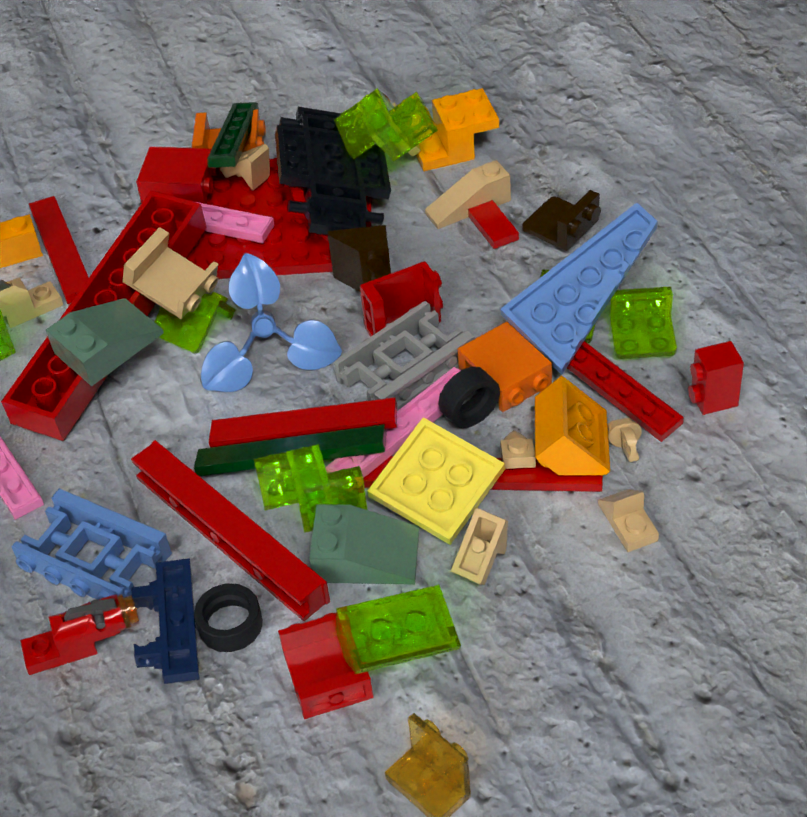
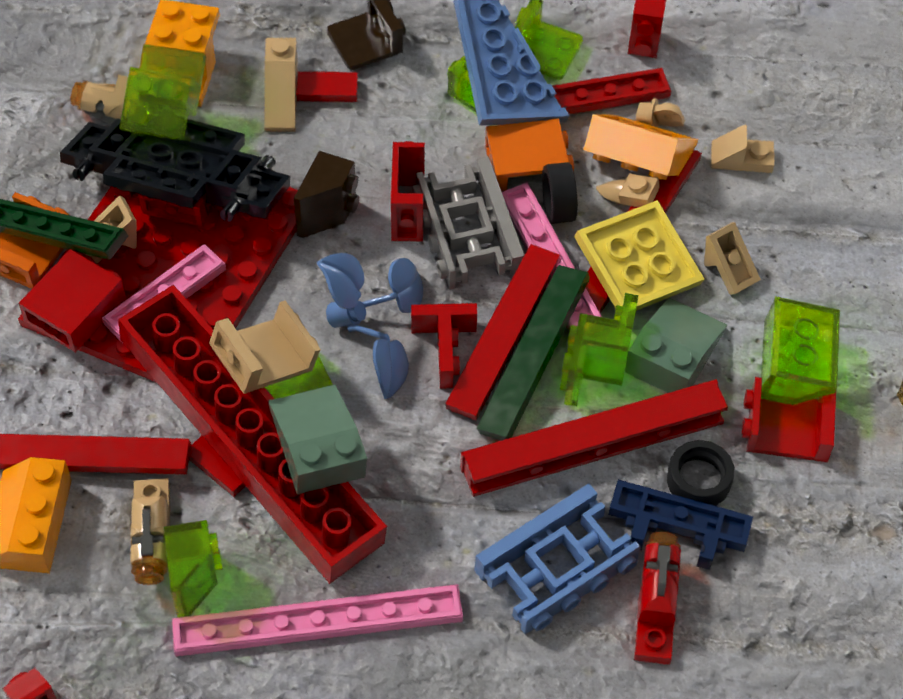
camera: 70 degrees left, 10 degrees up
(274, 392) = (447, 322): none -> red bracket

